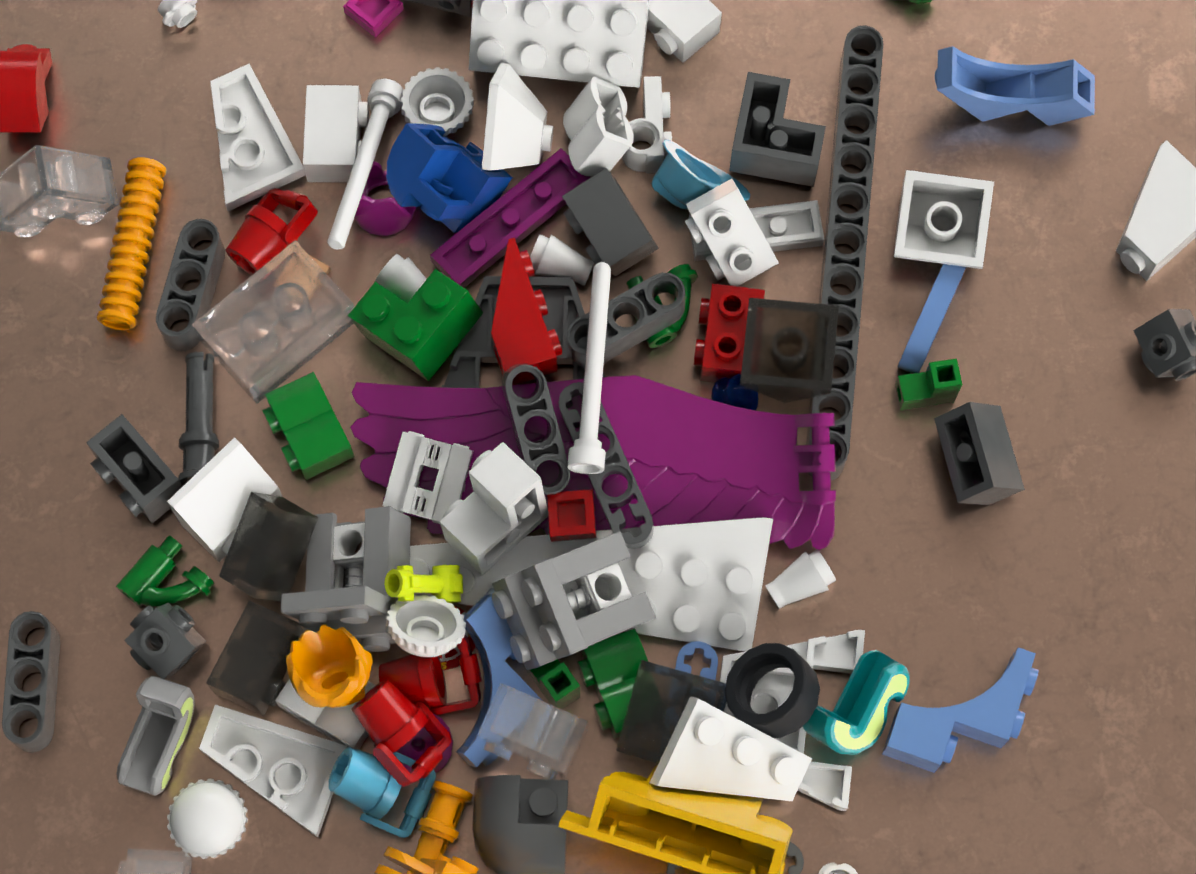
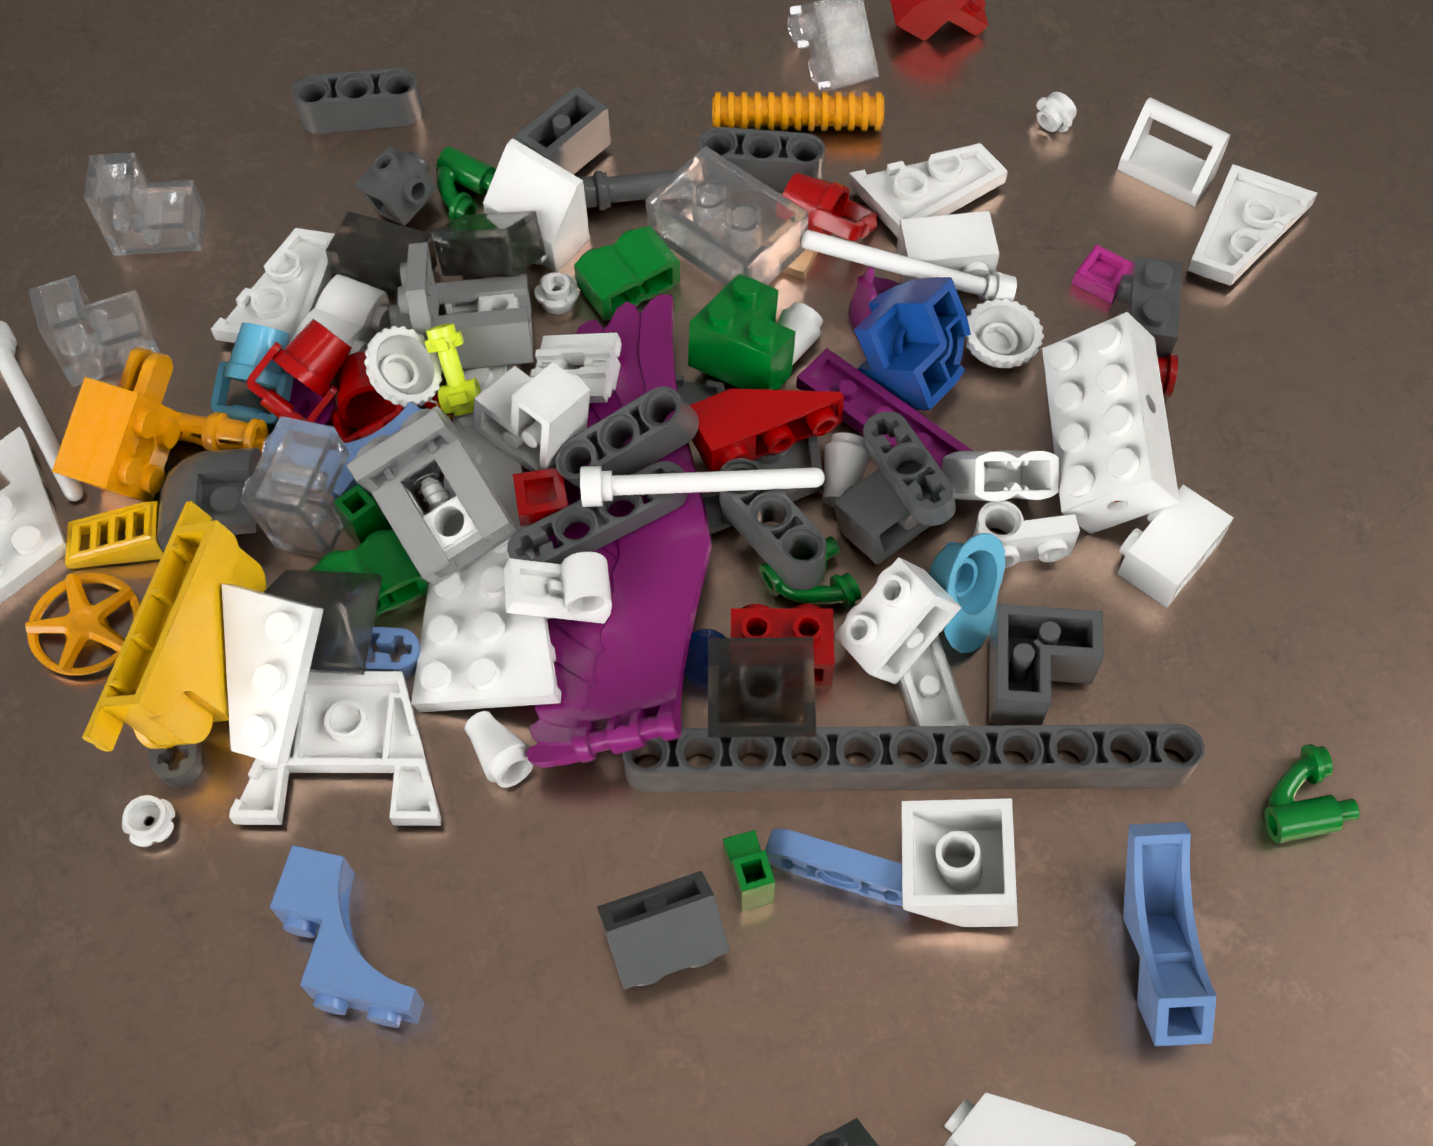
camera: 85 degrees right, 10 degrees down
(156, 735) = (311, 198): light grey animal -> none
(207, 818) = (235, 253): white hat -> none
(321, 485) = (557, 301): none -> white plate
(328, 667) = (354, 292): light orange hair -> none
(514, 123) = (986, 385): white slope -> none
(566, 216) = (909, 486): none -> dark grey beam
(676, 502) = (561, 591): none -> white plate
(751, 668) = (340, 730): black tyre -> none
(862, 706) = (335, 818): teal animal -> none

